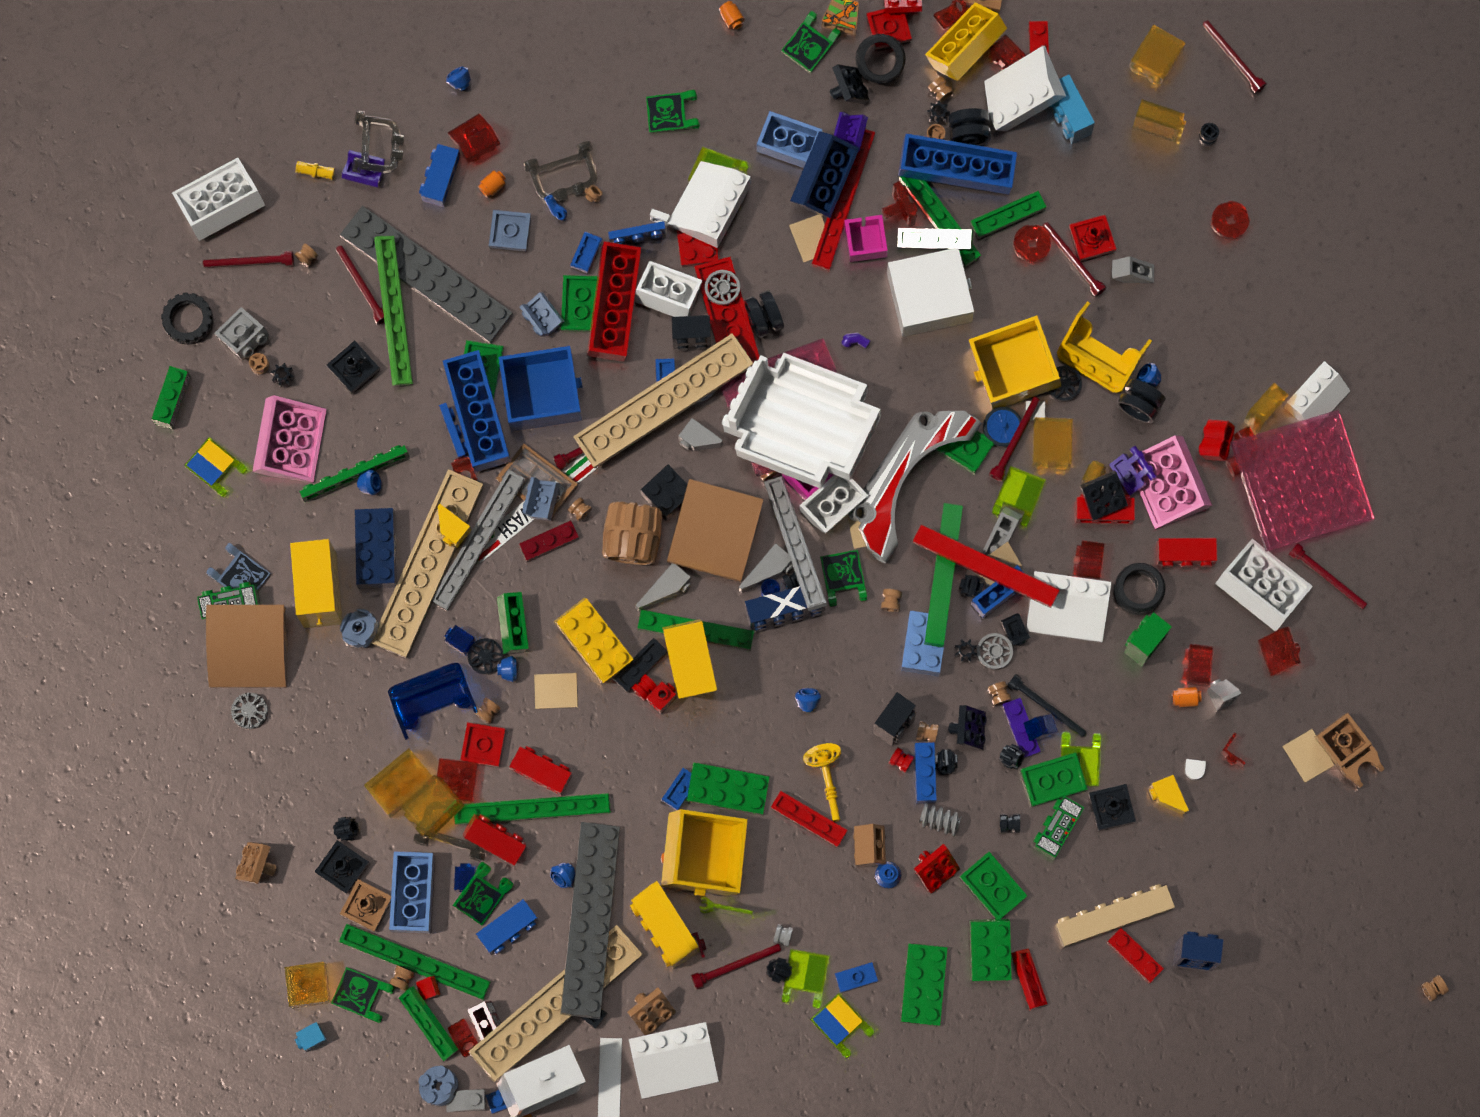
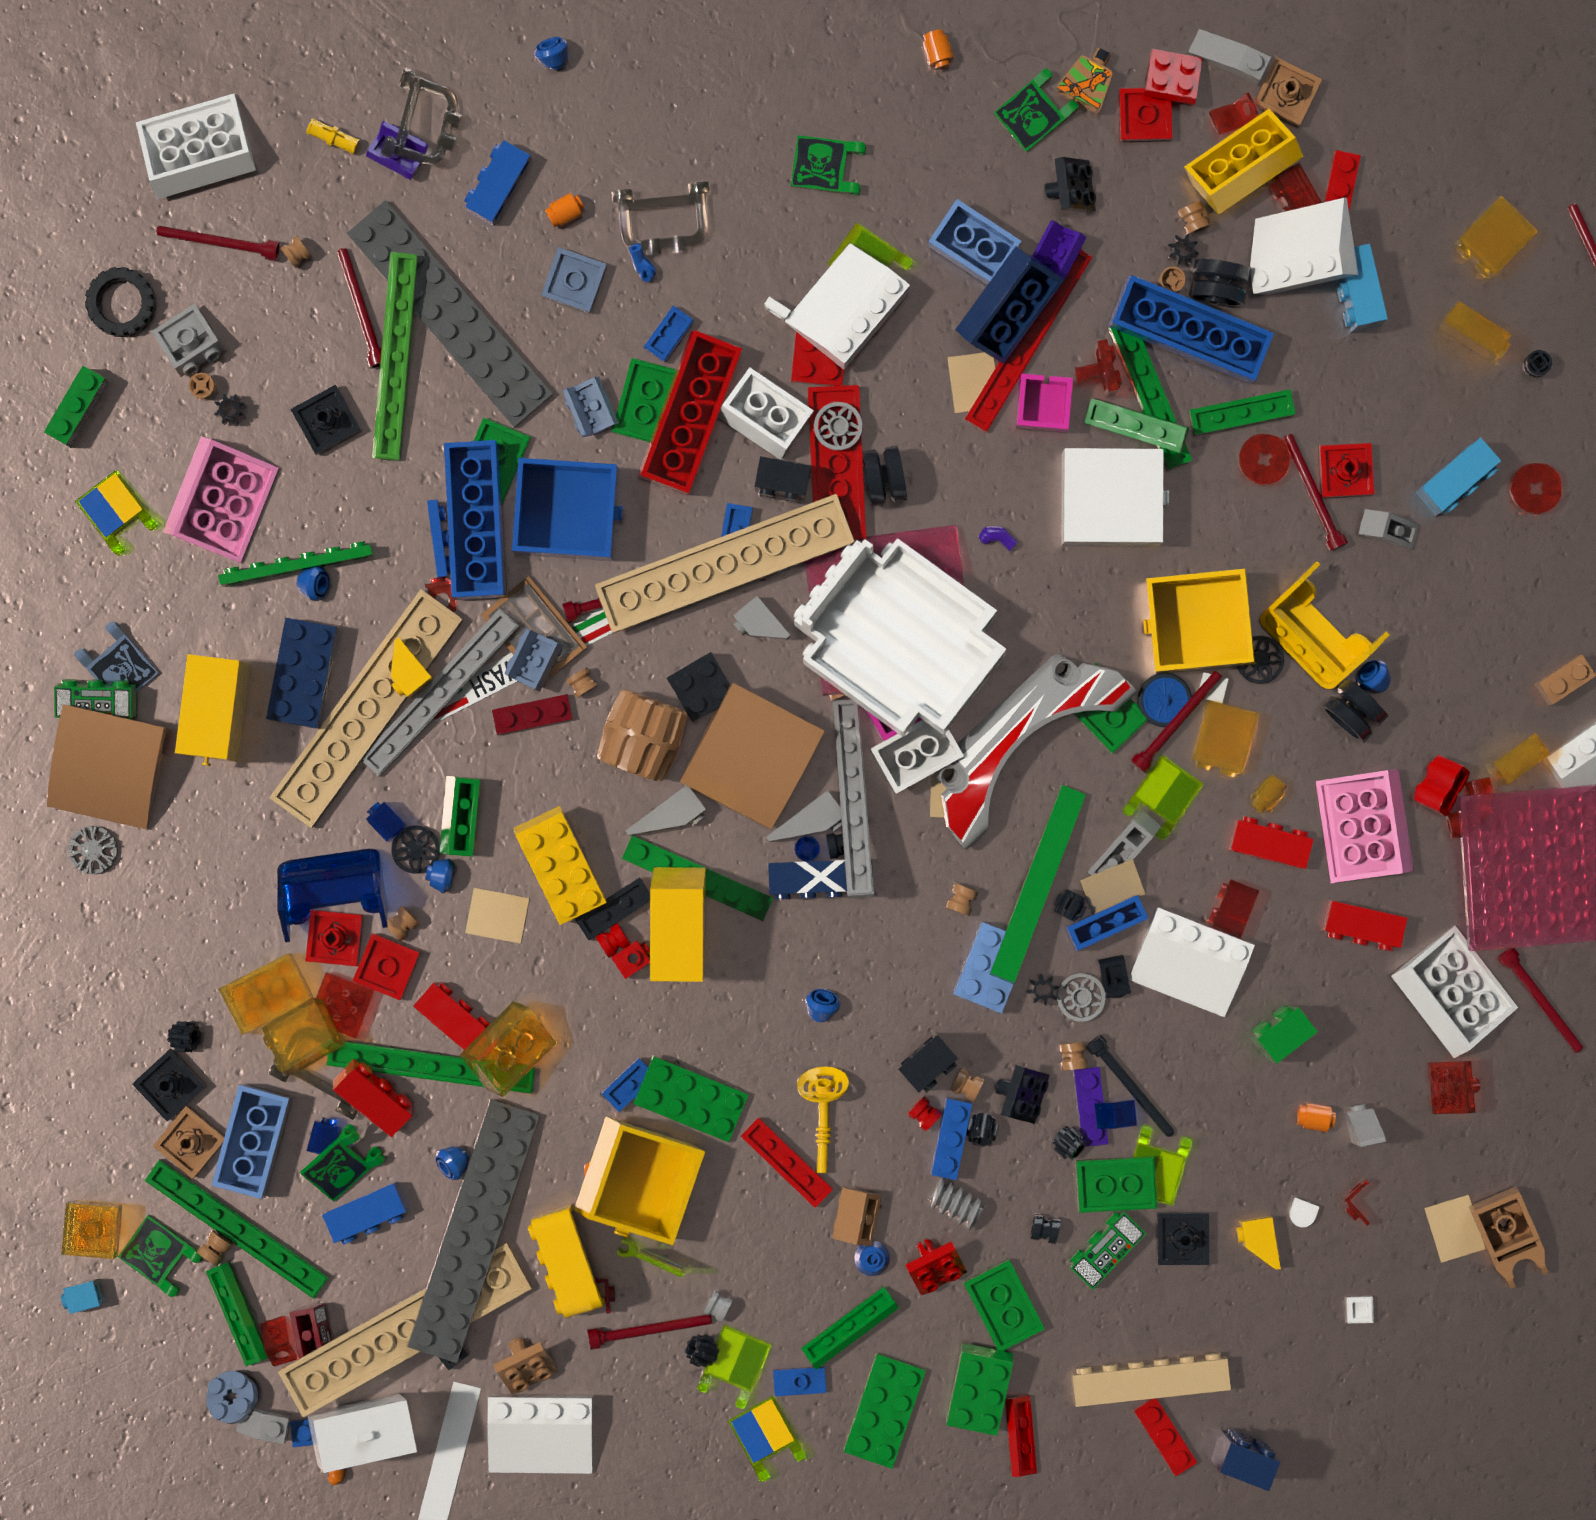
camera: 15 degrees right, 10 degrees up
(254, 863) = (56, 1056): medium nougat plate -> none
(365, 635) = (271, 778): sand blue plate -> none
(428, 988) = (246, 1268): red tile -> none
(448, 722) = (319, 950): none -> red plate
(474, 138) = (554, 141): clear red slope -> none
(585, 779) = (508, 1049): none -> clear yellow brick
(593, 193) = (696, 255): medium nougat plate -> none
(637, 233) = (741, 327): blue plate -> none
(843, 573) = (907, 847): flag -> none
(884, 928) = (850, 1328): none -> green plate
(900, 58) = (1132, 183): black tyre -> none
(986, 566) = (1095, 887): red tile -> none
(1103, 490) = (1272, 826): black plate -> none
(1129, 475) = (1314, 804): dark purple plate -> none
(1143, 569) = (1309, 940): black tyre -> none
(1173, 223) = (1459, 478): none -> dark azure brick
(1198, 665) = (1341, 1079): clear red brick -> none
(1254, 830) = (1359, 1309): none -> white tile
(1285, 347) = (1565, 680): none -> medium nougat brick

